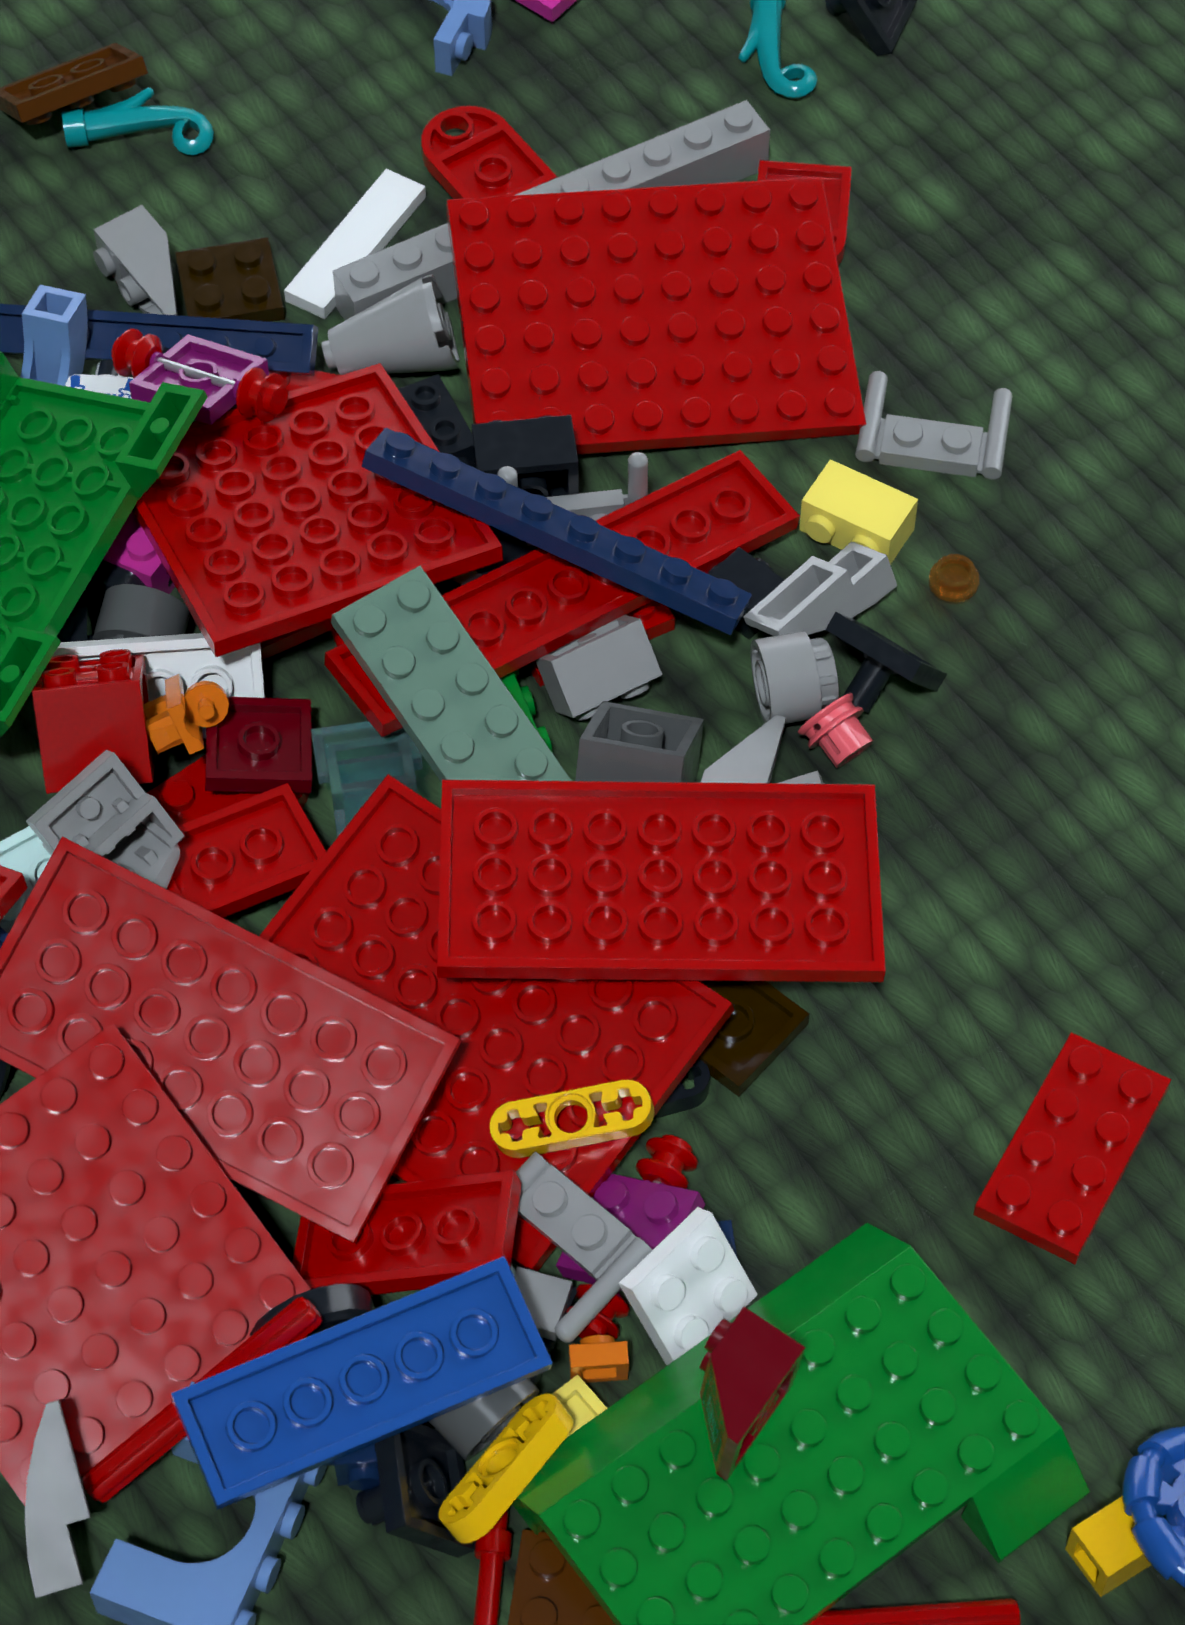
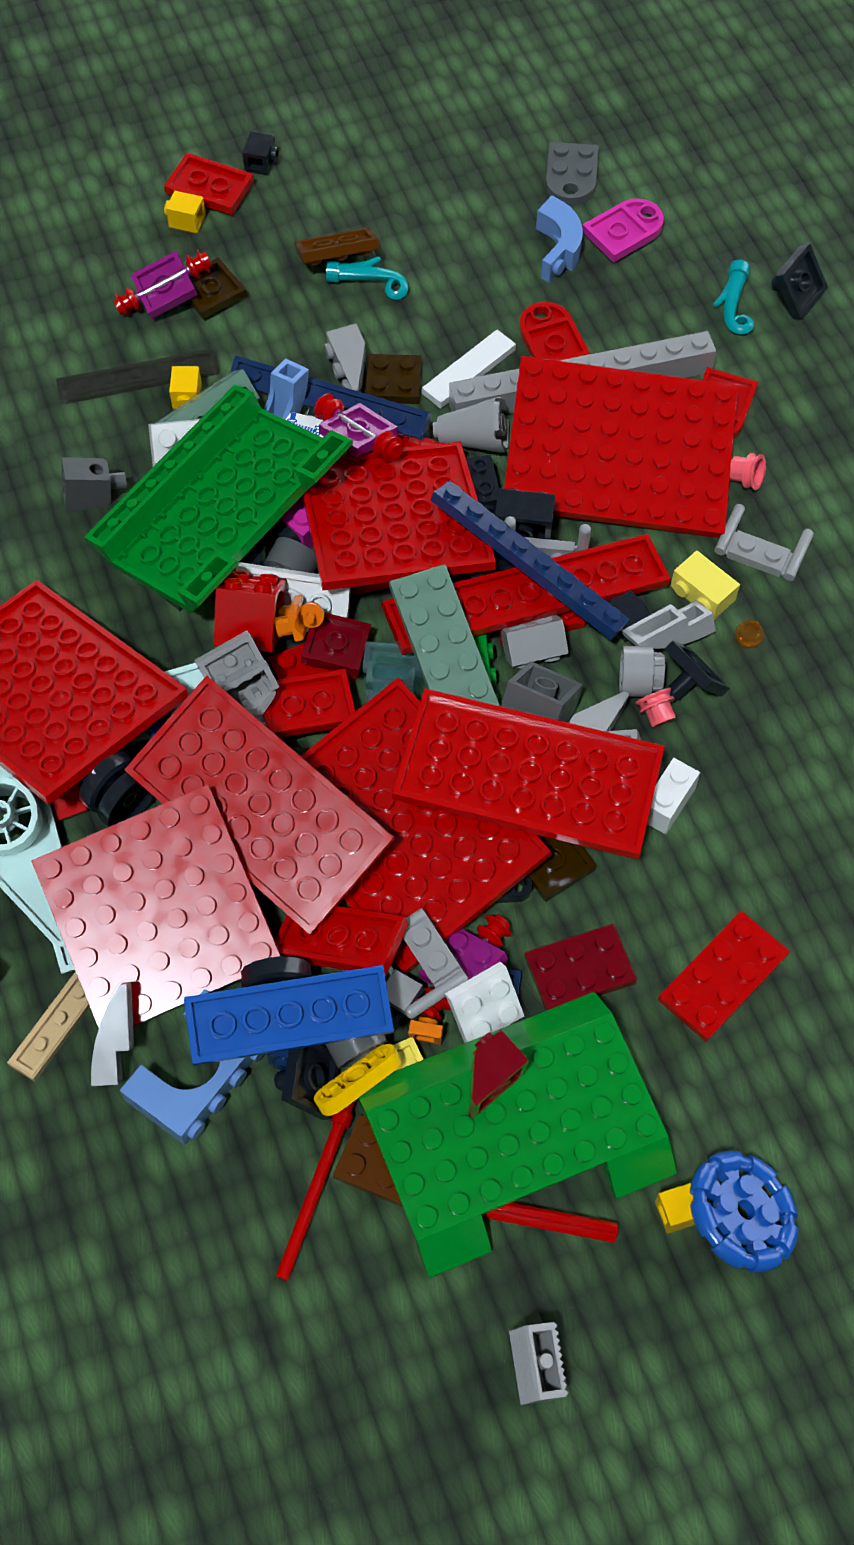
camera: 15 degrees right, 5 degrees up
(166, 1429) = (176, 1015): red axle -> none
(552, 1104) = (470, 888): yellow beam -> none
(828, 1190) = (580, 966): none -> dark red plate
(877, 313) = (748, 470): none -> coral piece
(905, 861) = (672, 794): none -> white brick

